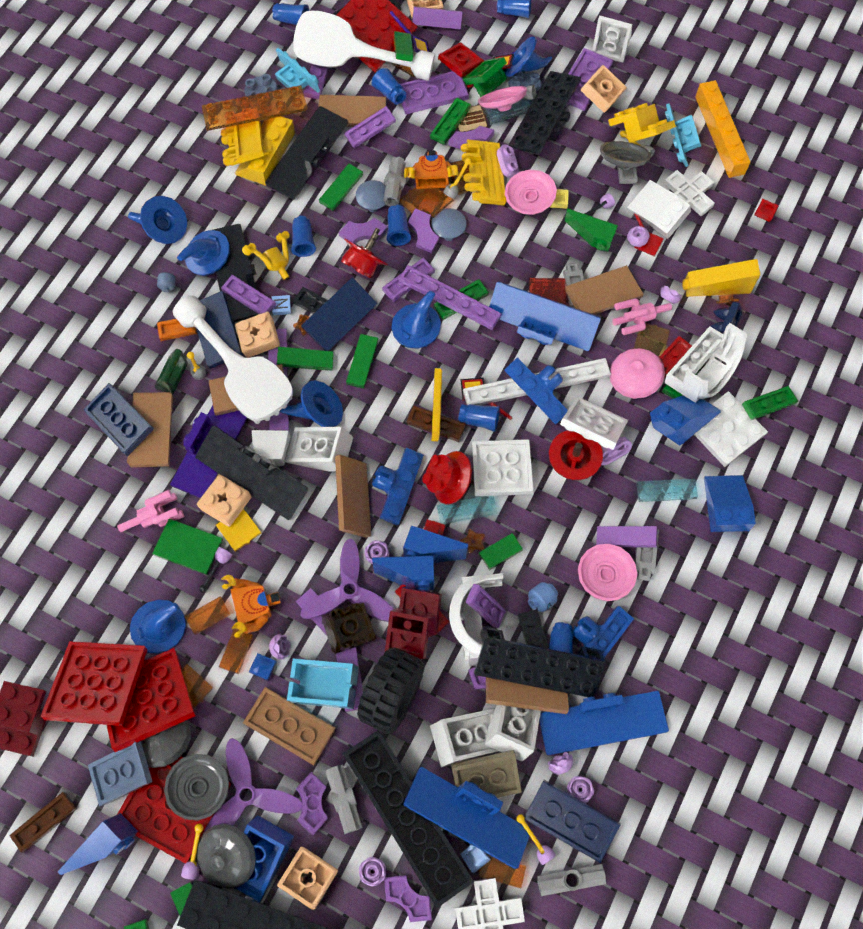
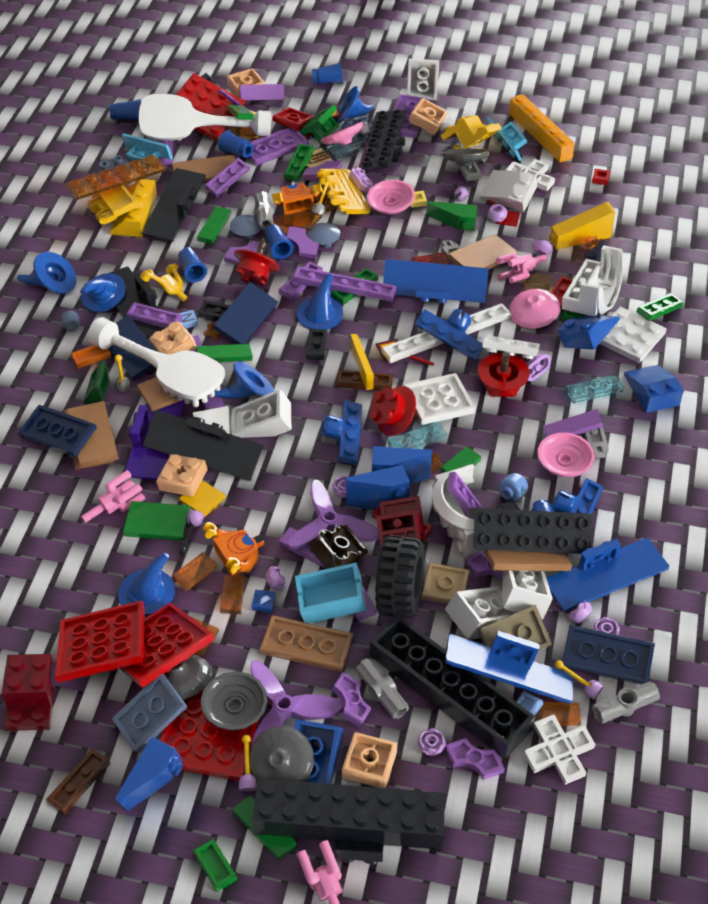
camera: 15 degrees left, 20 degrees down
(352, 496) = (307, 444): medium nougat tile -> none
(362, 361) = (278, 347): green tile -> none
(400, 368) = (316, 344): none -> black plate
(441, 692) = (443, 583): none -> tan tile
(480, 416) = (404, 364): blue plant -> none

